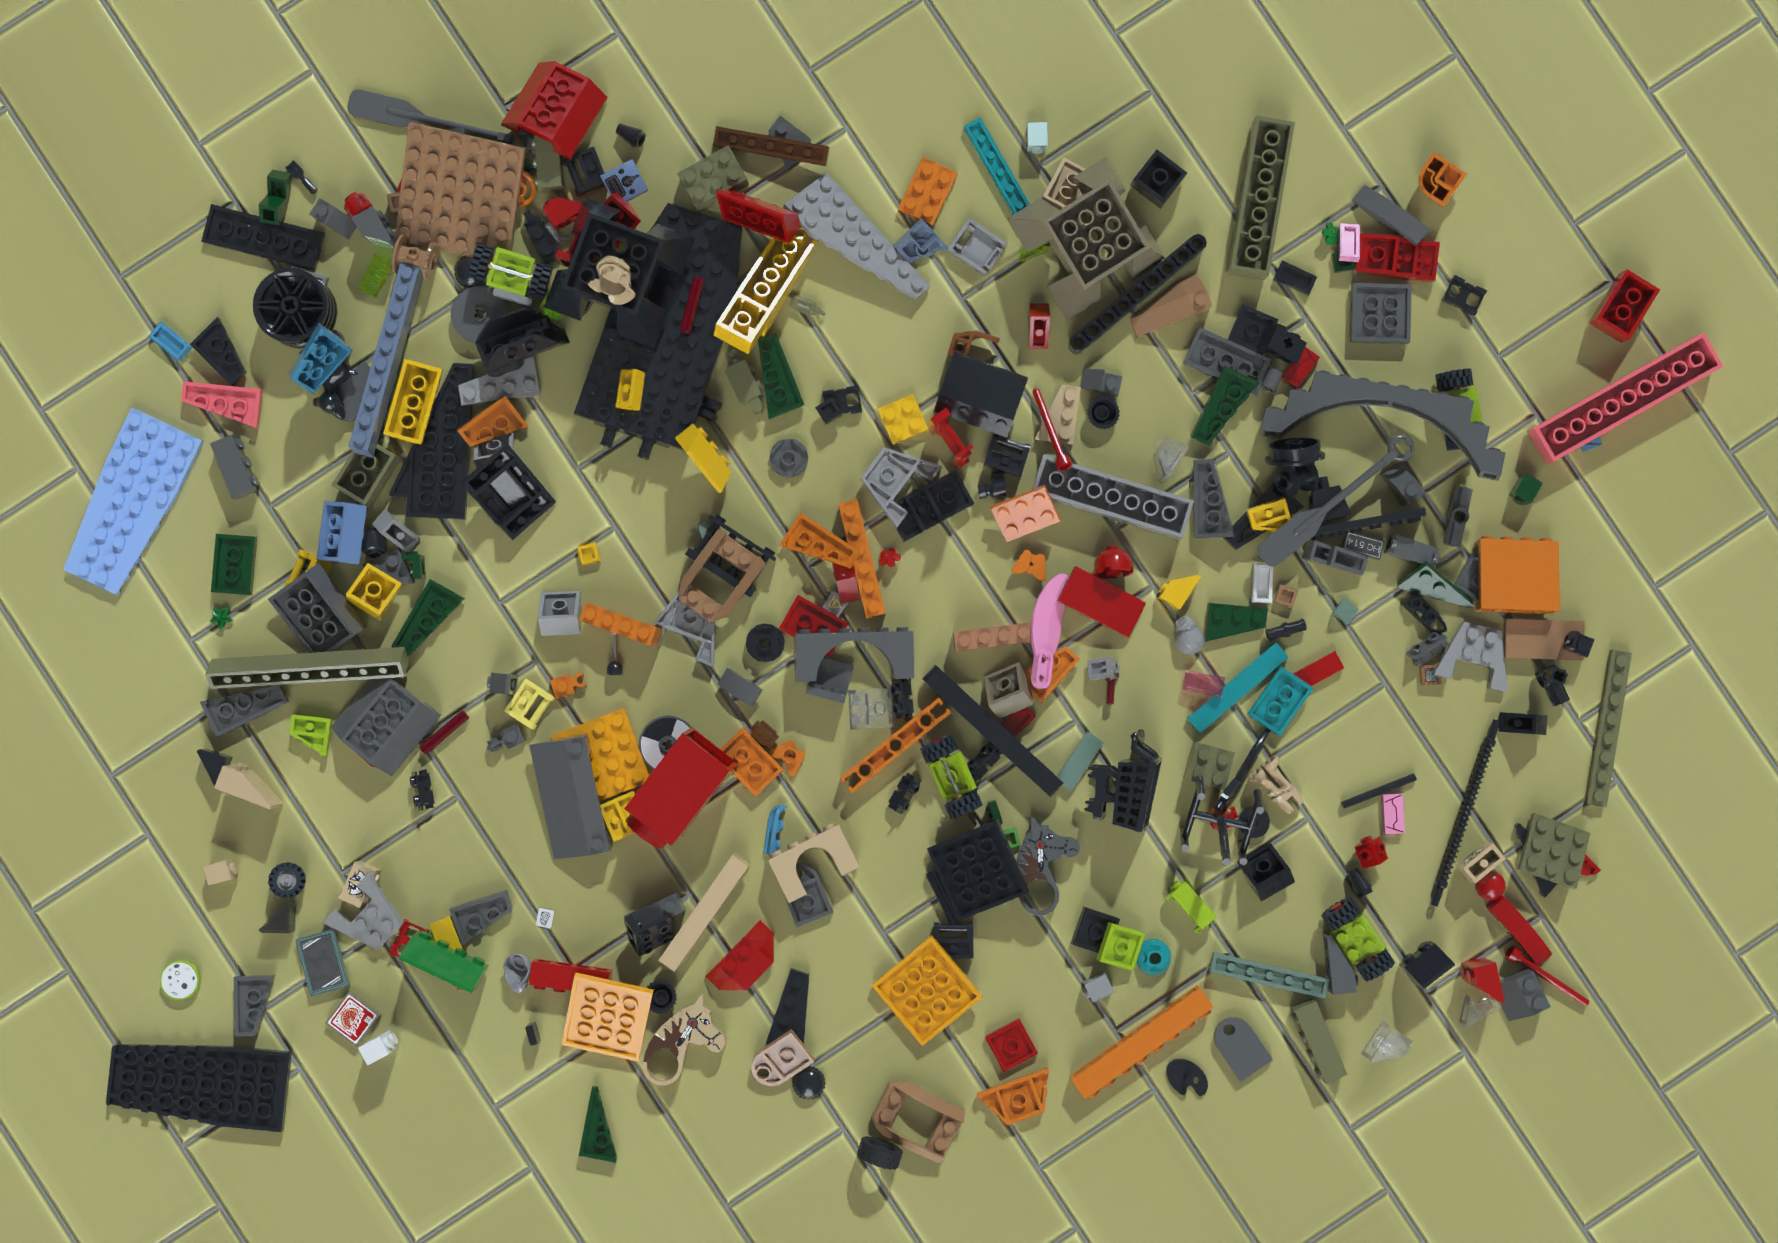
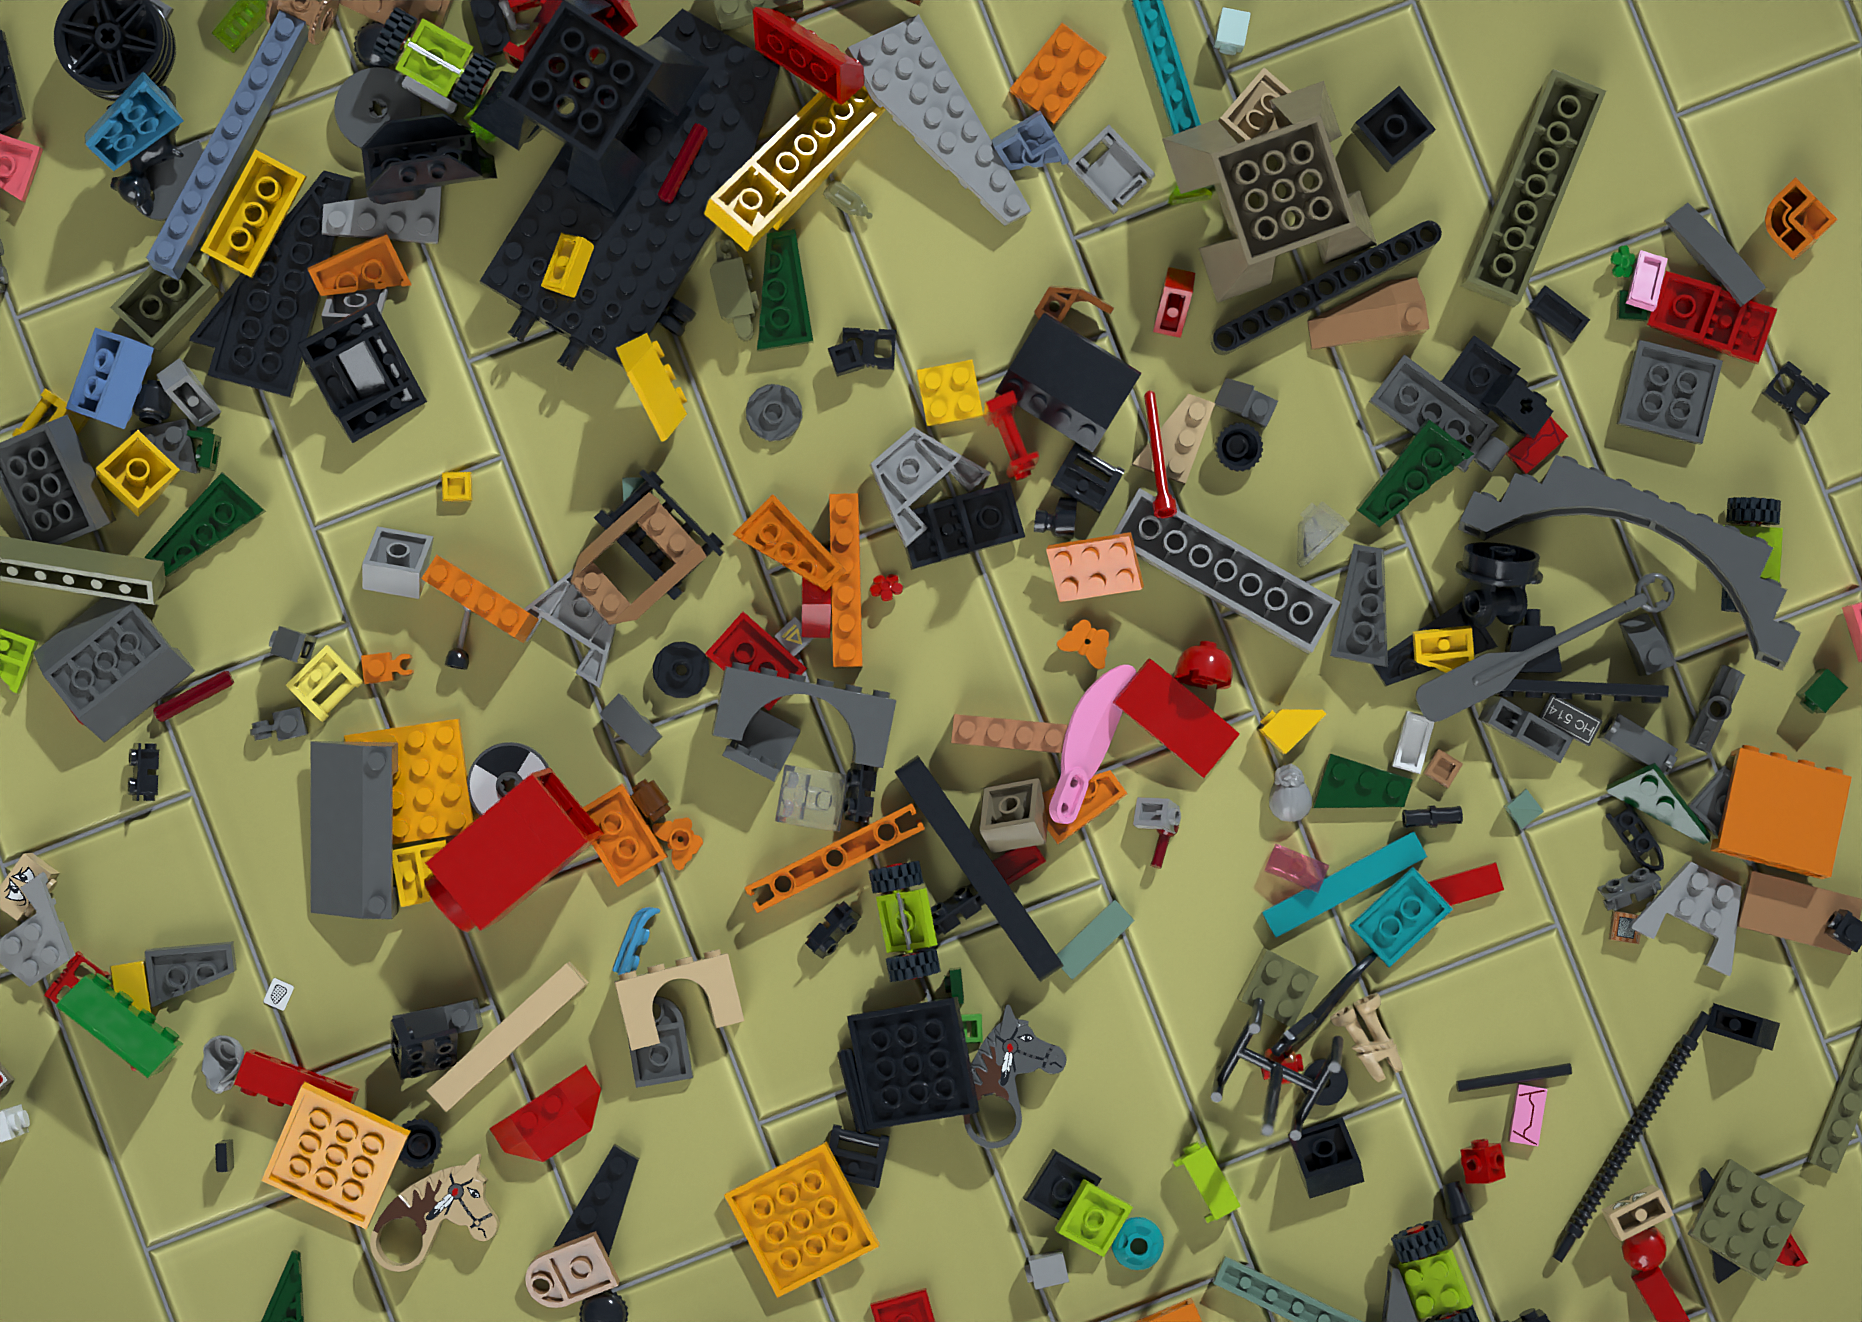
camera: 10 degrees right, 0 degrees up
(613, 280) = (577, 104): tan helmet -> none
(1102, 773) = (1140, 1007): black piece -> none
(1552, 681) = (1798, 974): black piece -> none

